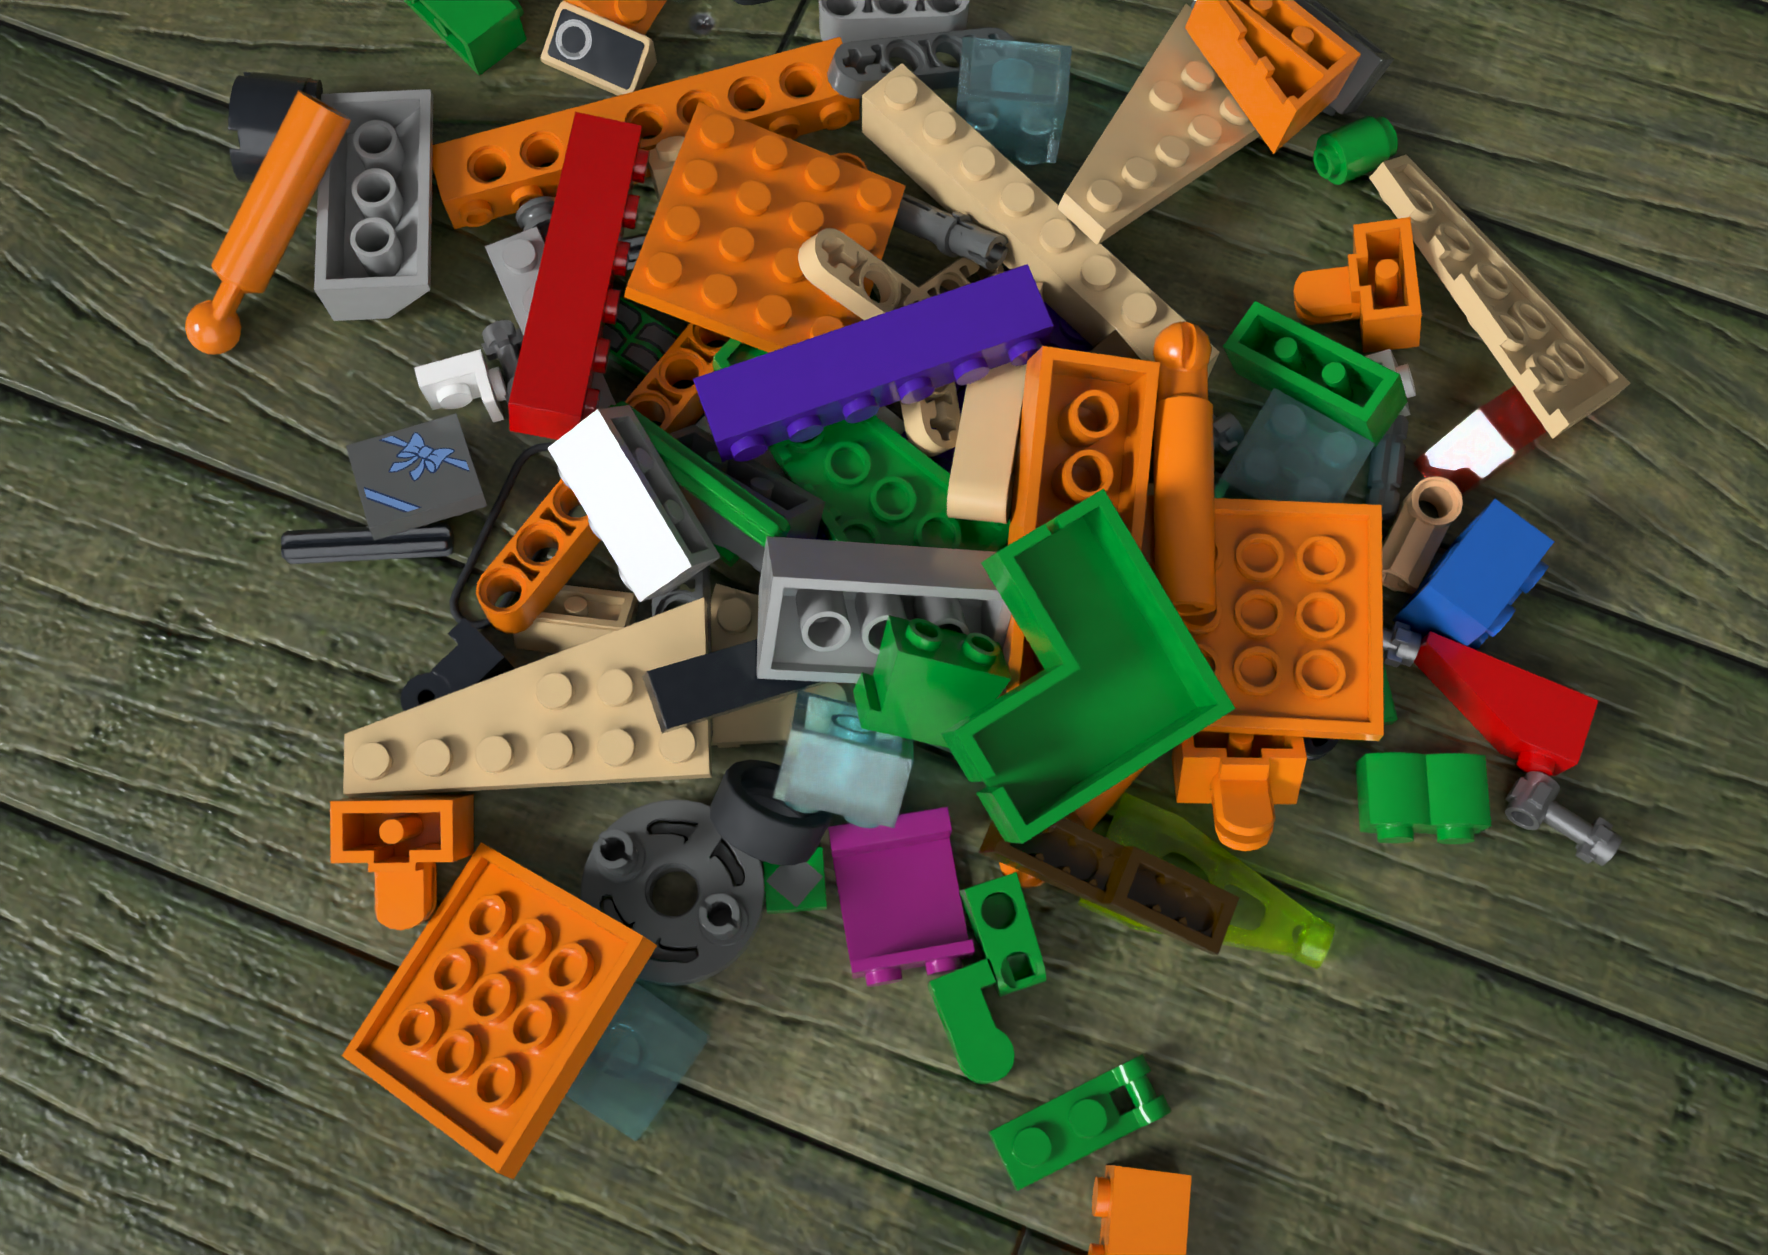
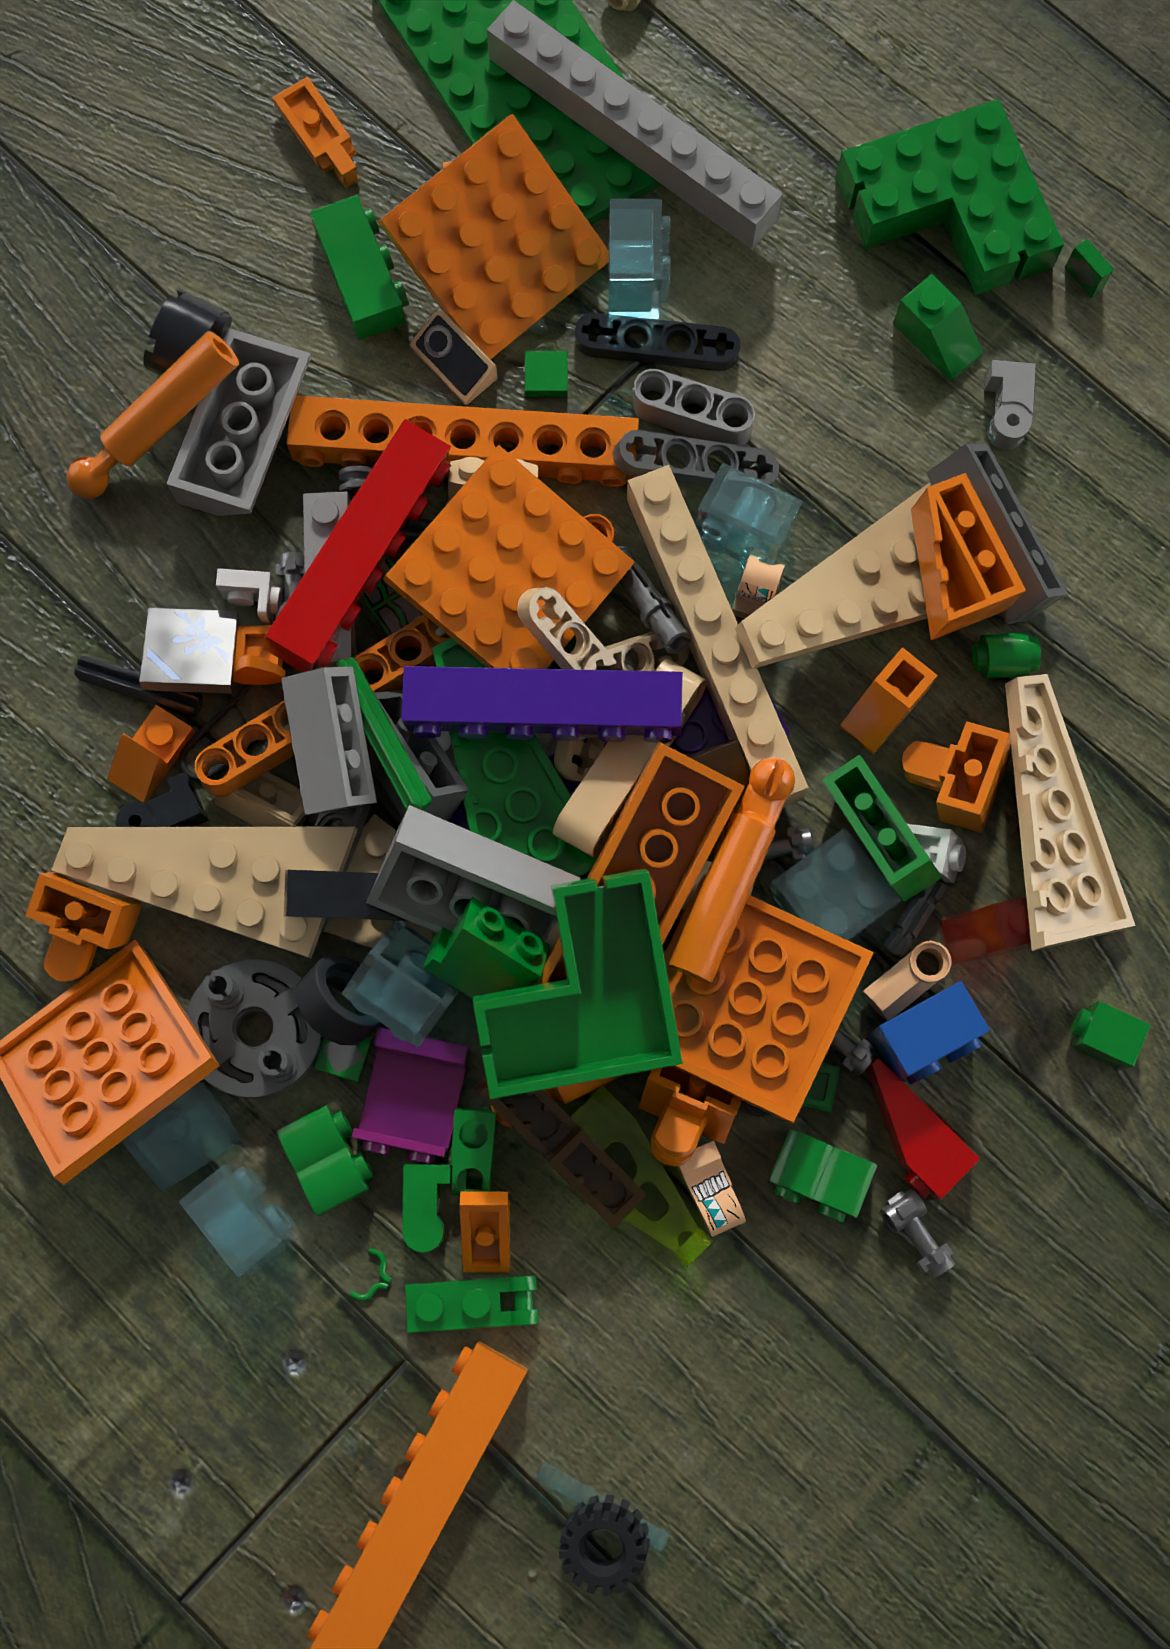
camera: 25 degrees right, 5 degrees up
(411, 618) = (149, 755): none -> orange slope
(501, 456) = (252, 662): none -> orange tile
(711, 36) = (546, 373): none -> green tile
(753, 1134) = (239, 1219): none -> clear light blue brick
(827, 1016) = (325, 1160): none -> green brick
(954, 1148) = (382, 1273): none -> green piece
(1054, 159) = (757, 586): none -> light nougat leg
(1061, 1023) = (485, 1232): none -> orange slope
(1253, 238) = (888, 700): none -> orange slope
(1305, 865) = (711, 1190): none -> light nougat leg
(1665, 510) = (1109, 1035): none -> green brick

